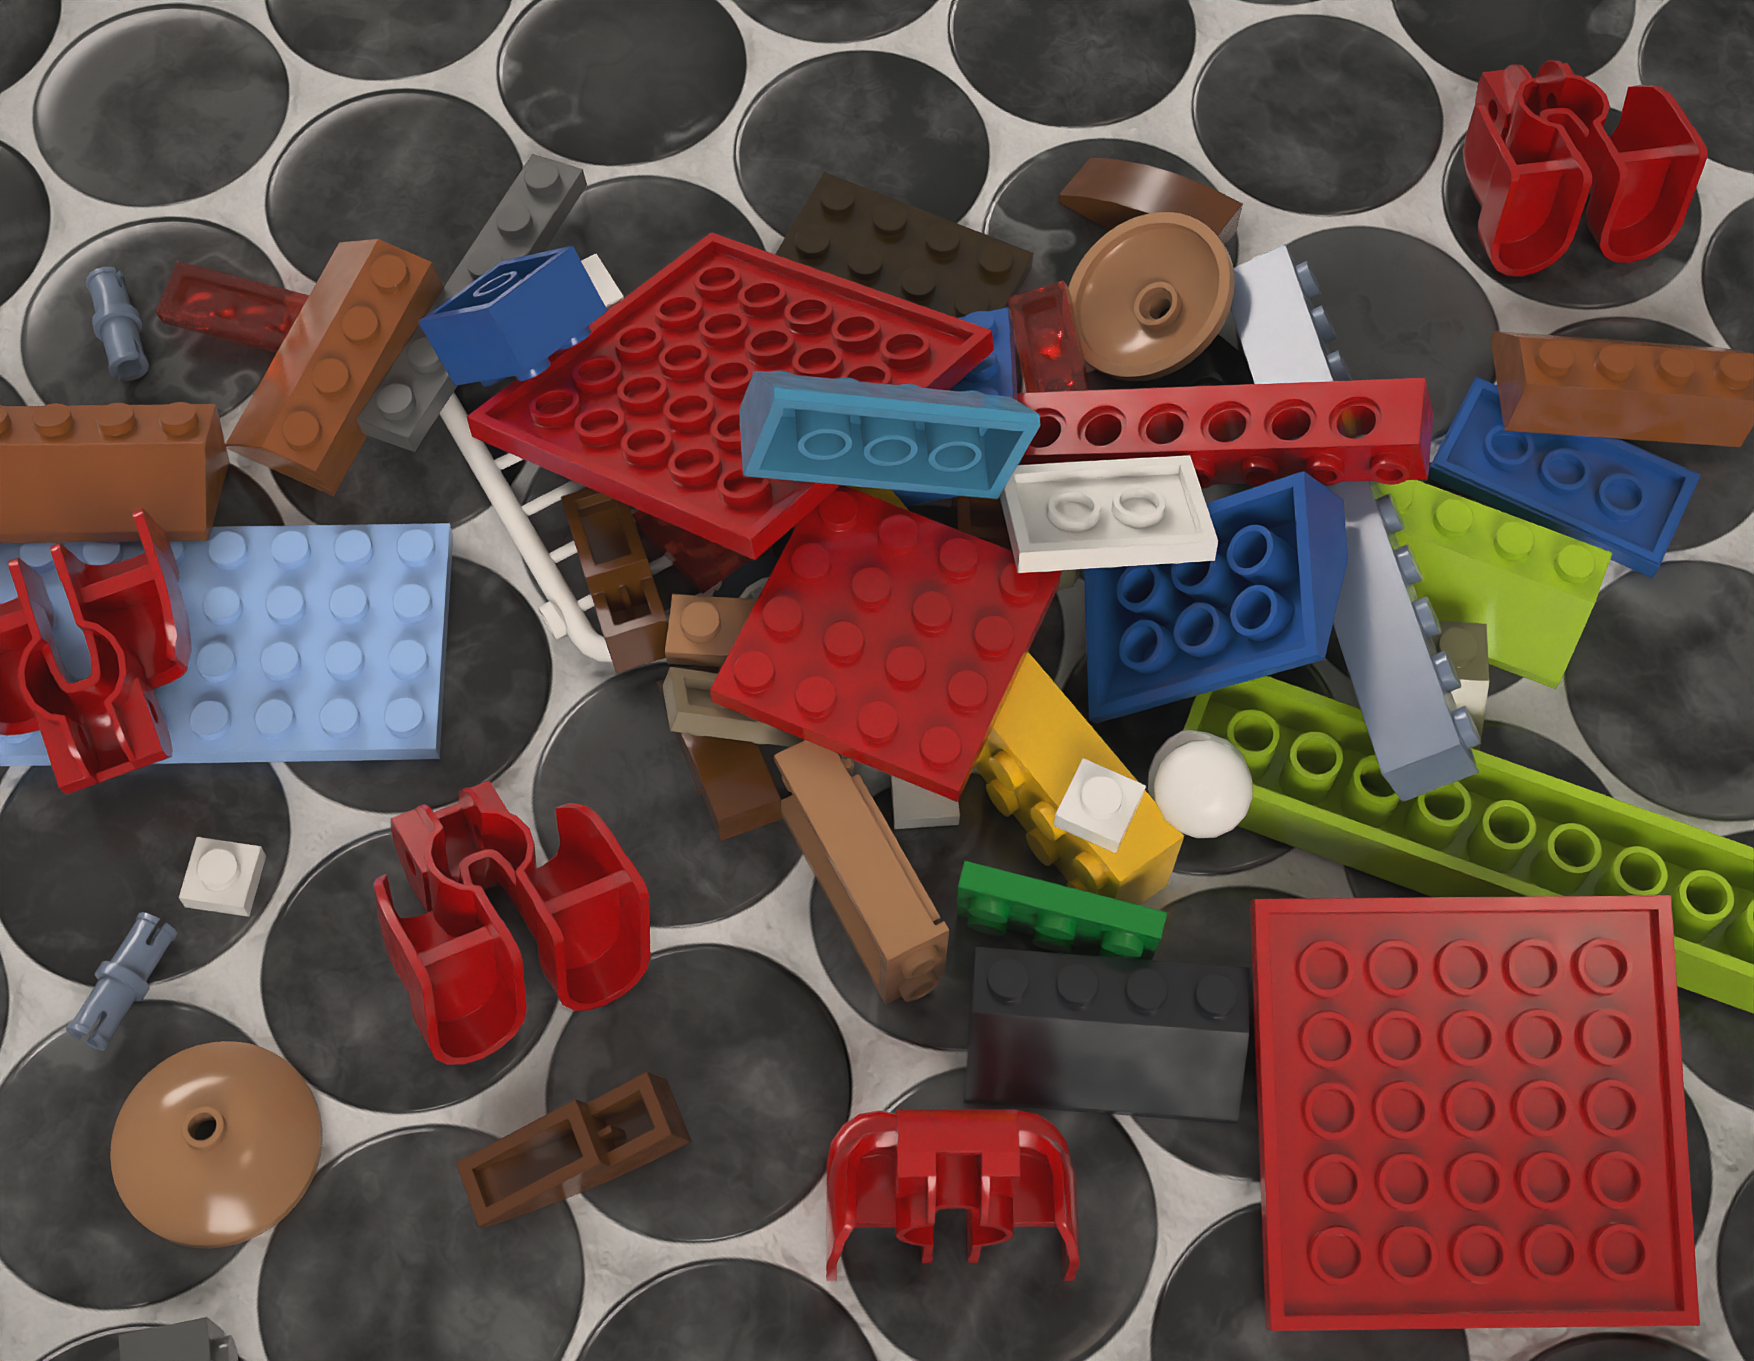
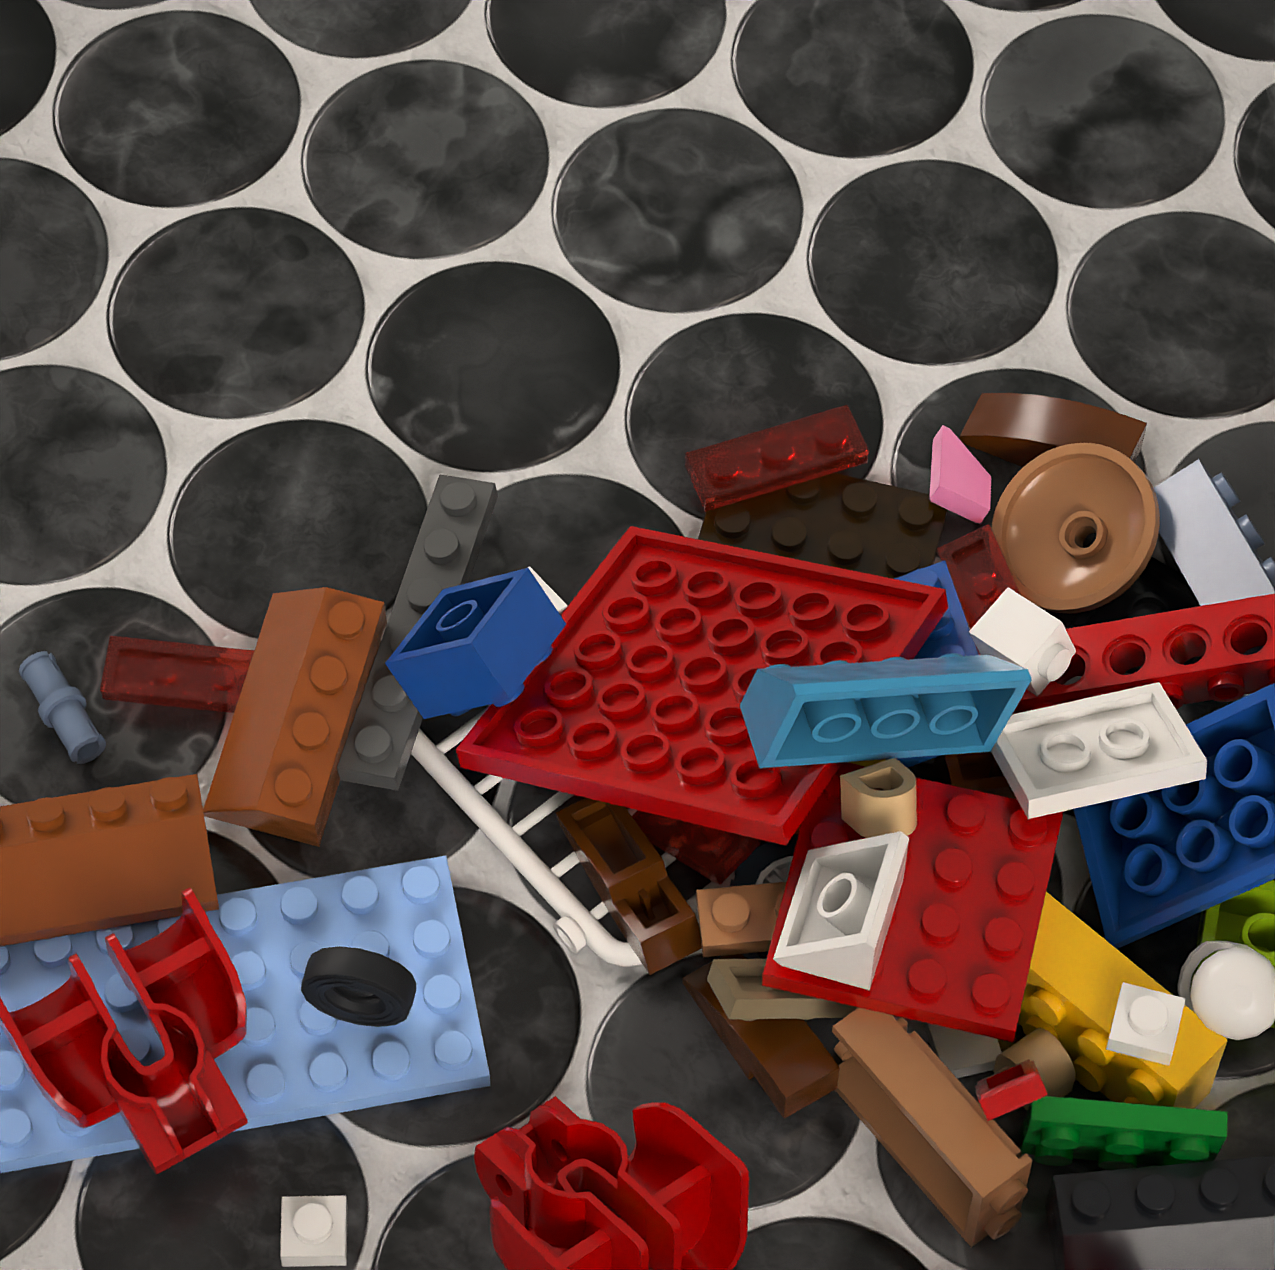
camera: 10 degrees left, 5 degrees down
(312, 637) = (358, 986): none -> black tyre
(805, 636) = (844, 909): none -> white slope
(867, 186) = (776, 457): none -> clear red plate
(868, 543) = (880, 799): none -> tan plate
(943, 851) = (1010, 1089): none -> red tile
(986, 833) = (1049, 1057): none -> tan plate
(1046, 234) = (958, 478): none -> bright pink tile
(1062, 392) = (1026, 637): none -> white brick

